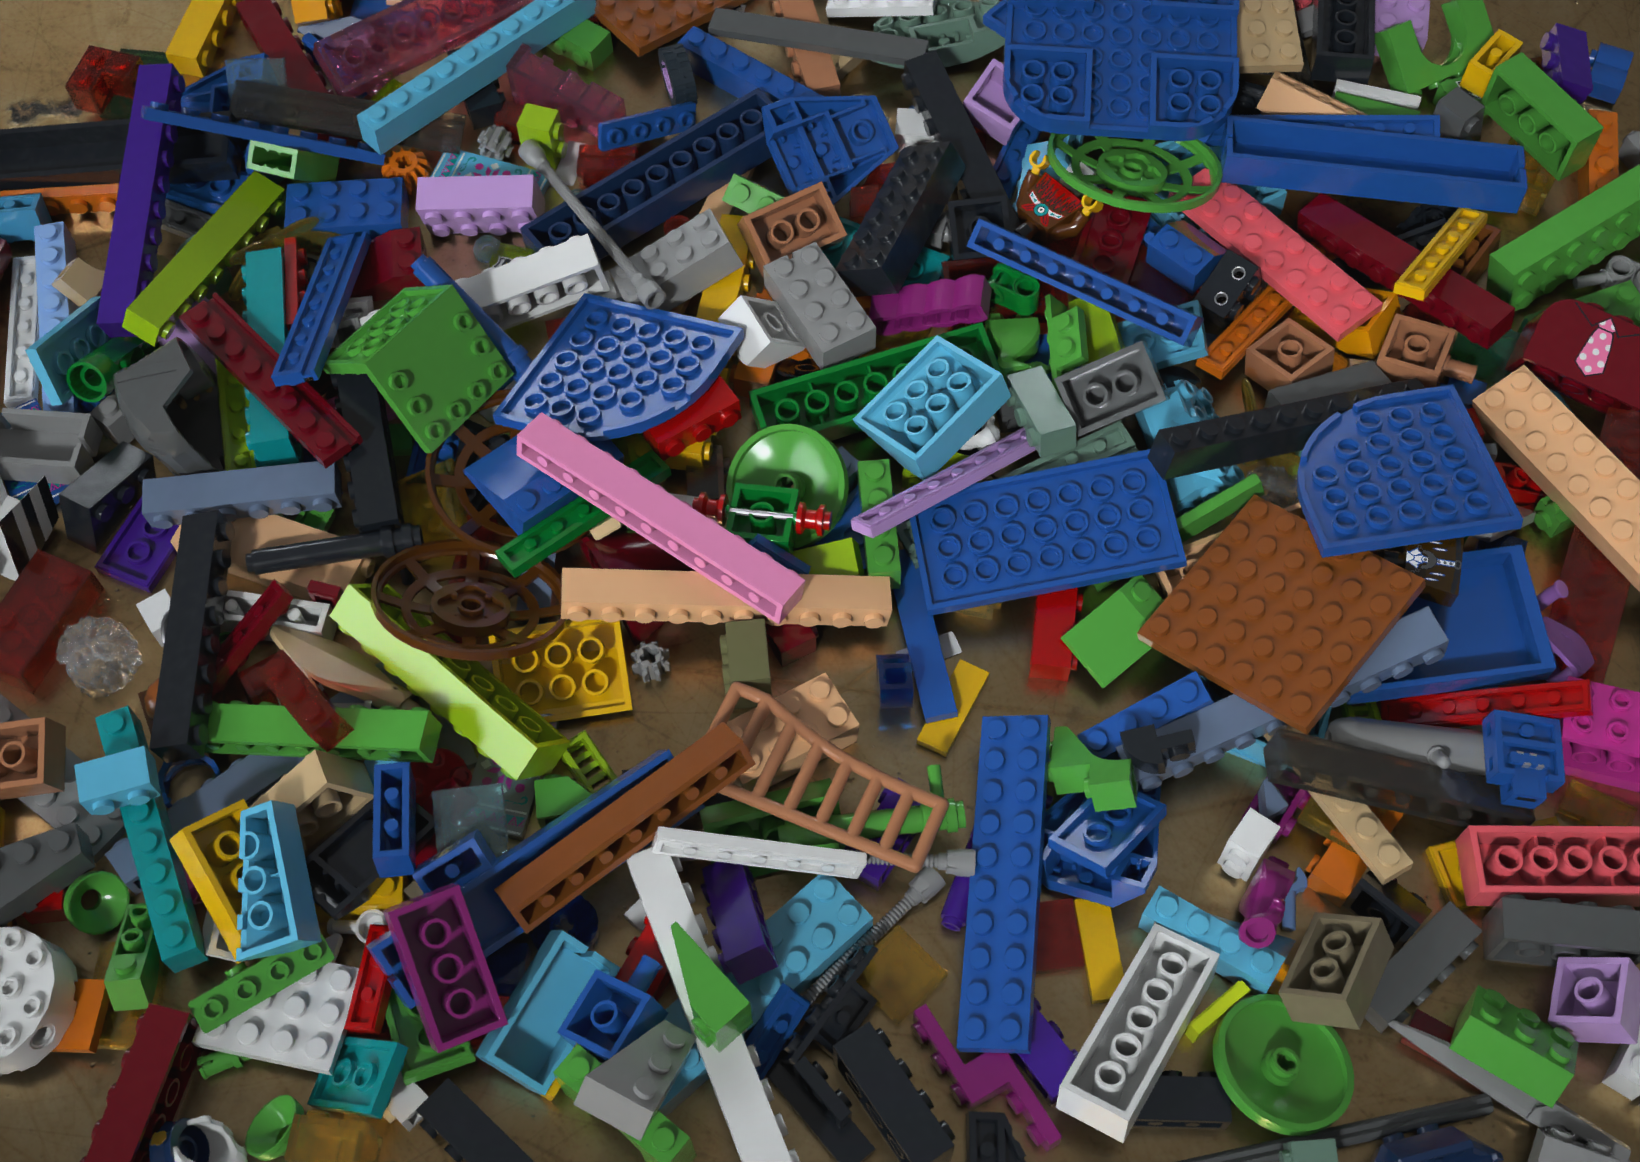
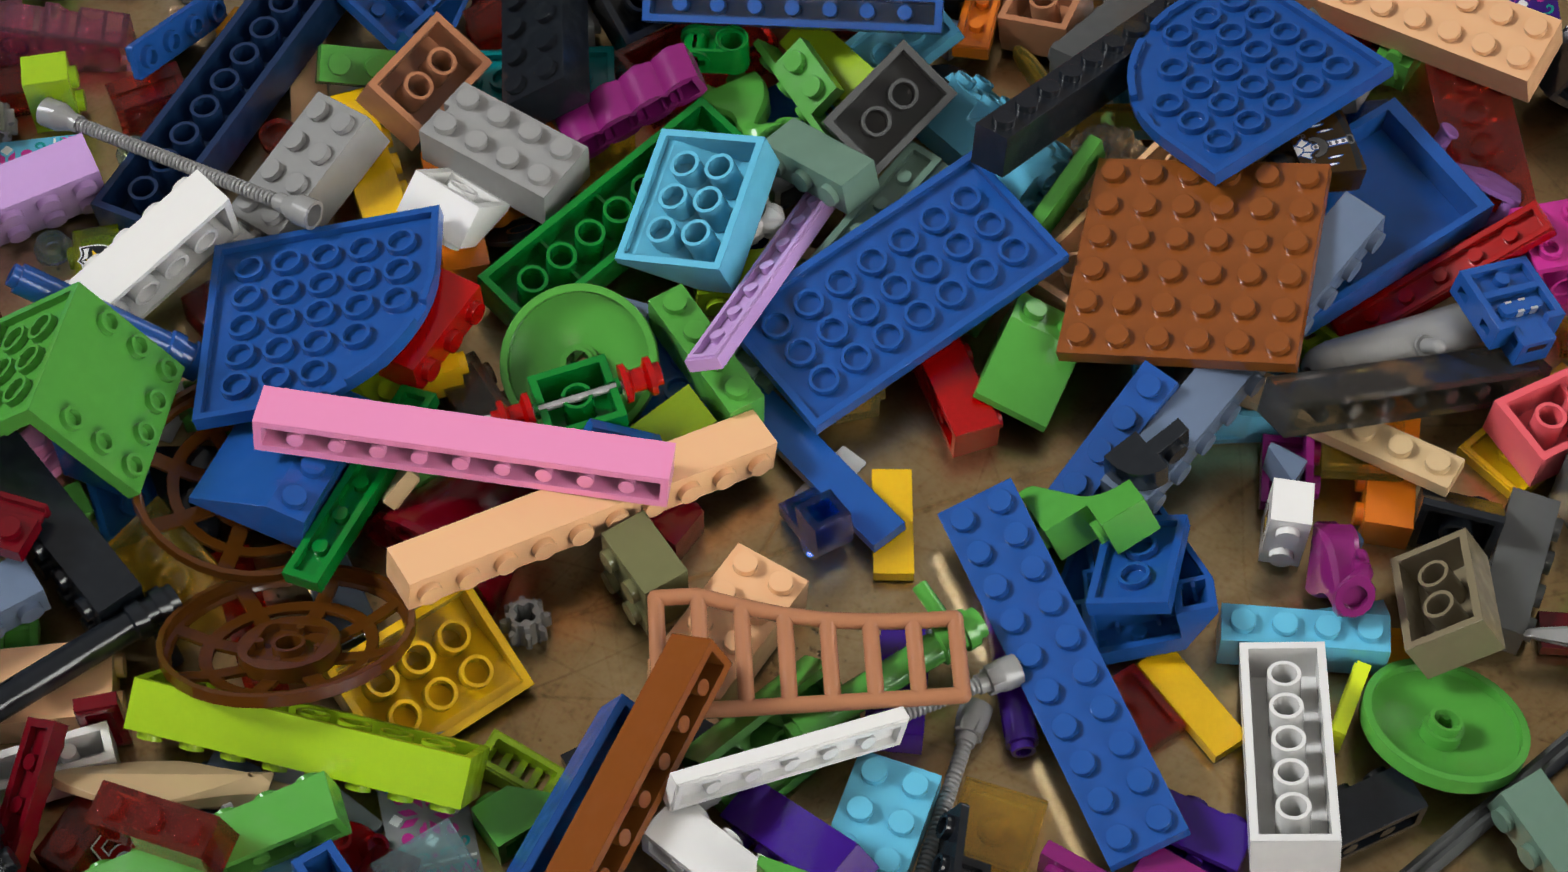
camera: 30 degrees left, 5 degrees down
(567, 167) = (98, 108): white sticker -> none

